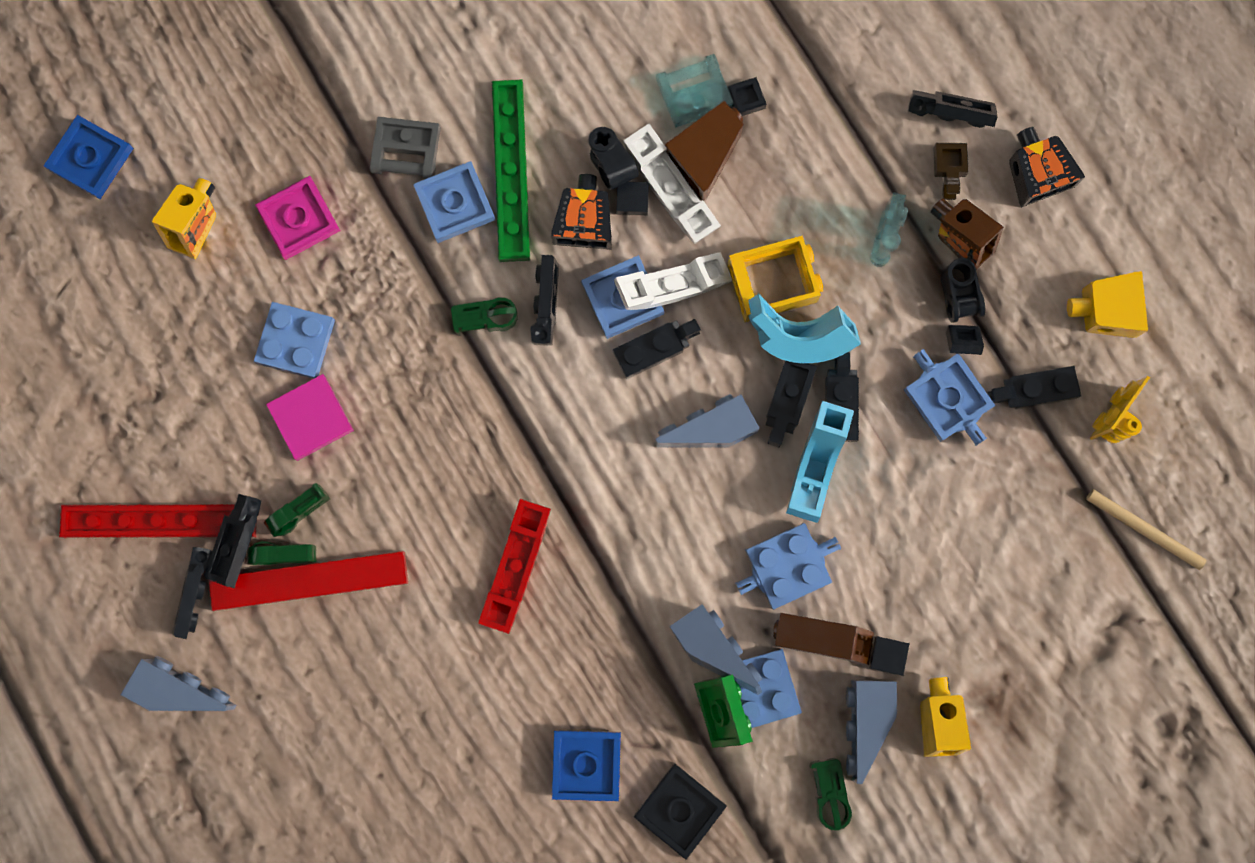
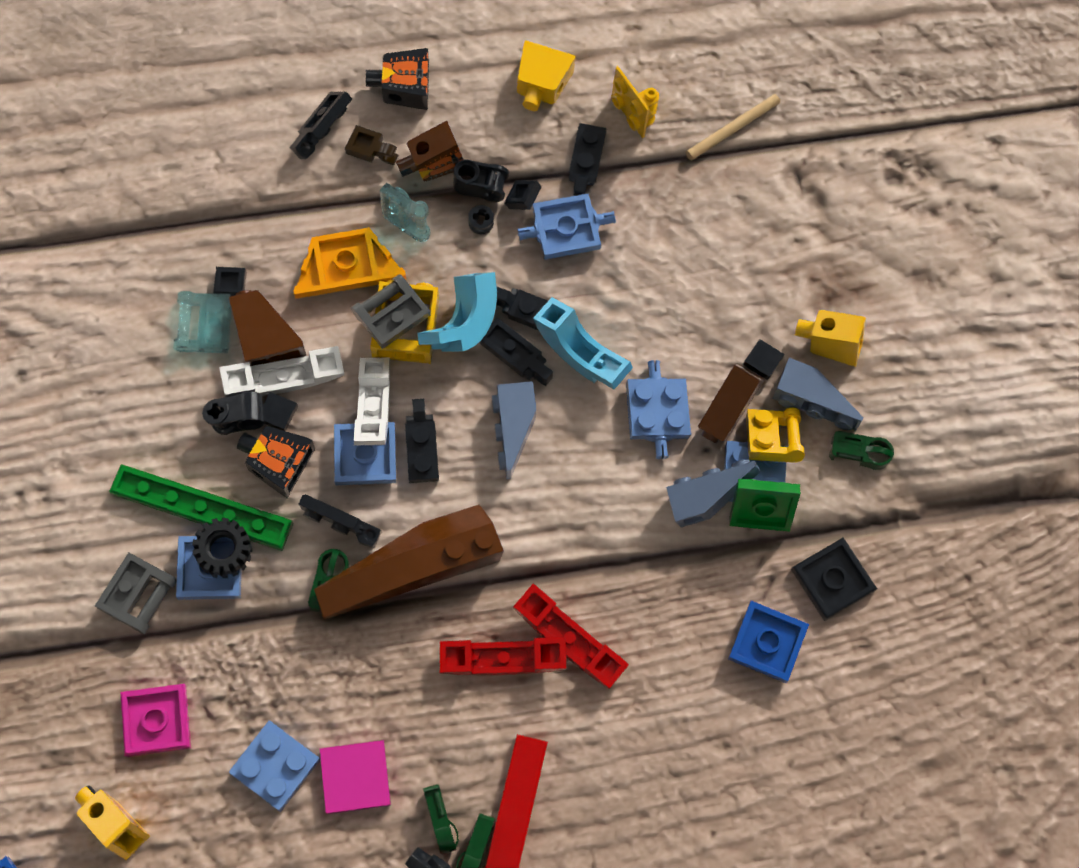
camera: 75 degrees left, 10 degrees down
(466, 186) = (217, 530): none -> black tyre
(471, 508) = (503, 657): none -> red slope
(535, 387) = (414, 560): none -> reddish brown wedge
(768, 267) = (395, 318): none -> dark grey plate
(801, 686) = (764, 435): none -> yellow plate
(812, 196) = (345, 263): none -> light orange wing
(914, 317) = (487, 224): none -> black bush

